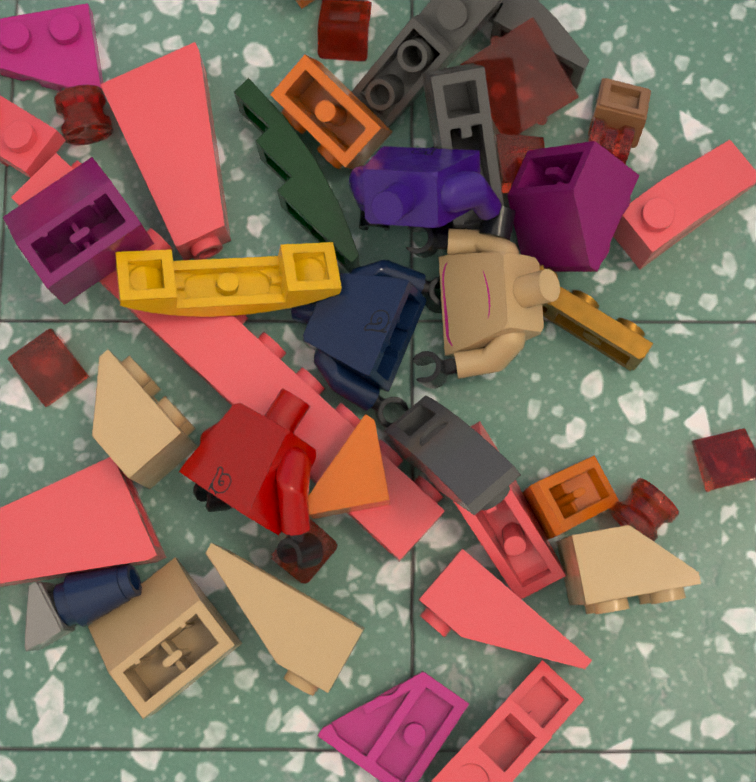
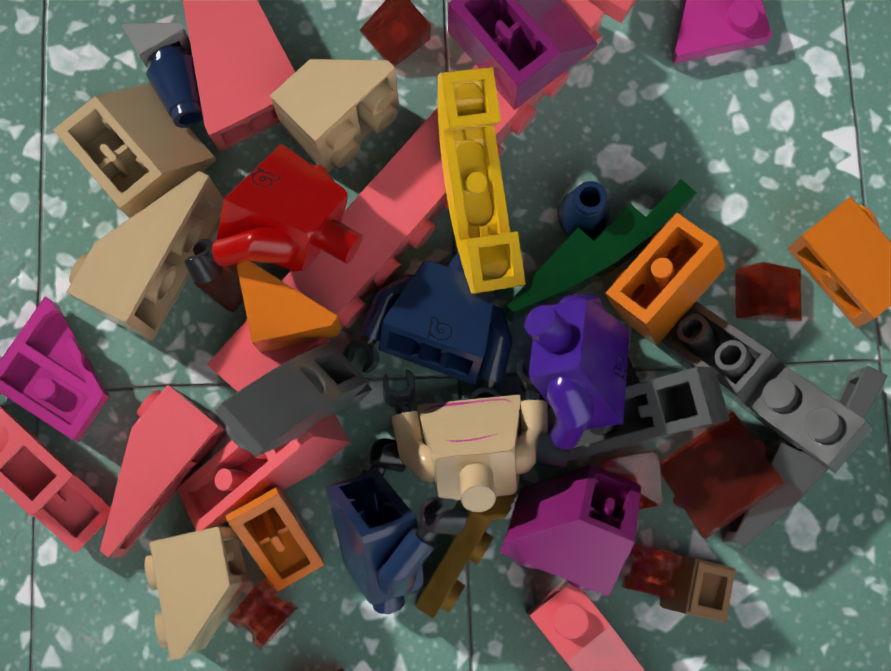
camera: 85 degrees right, 0 degrees up
(83, 115) = (651, 39): clear red wheel -> none
(173, 138) = (624, 129): coral slope -> none
(255, 188) = (590, 219): none -> dark blue cone
(573, 391) = (382, 534): none -> dark blue torso

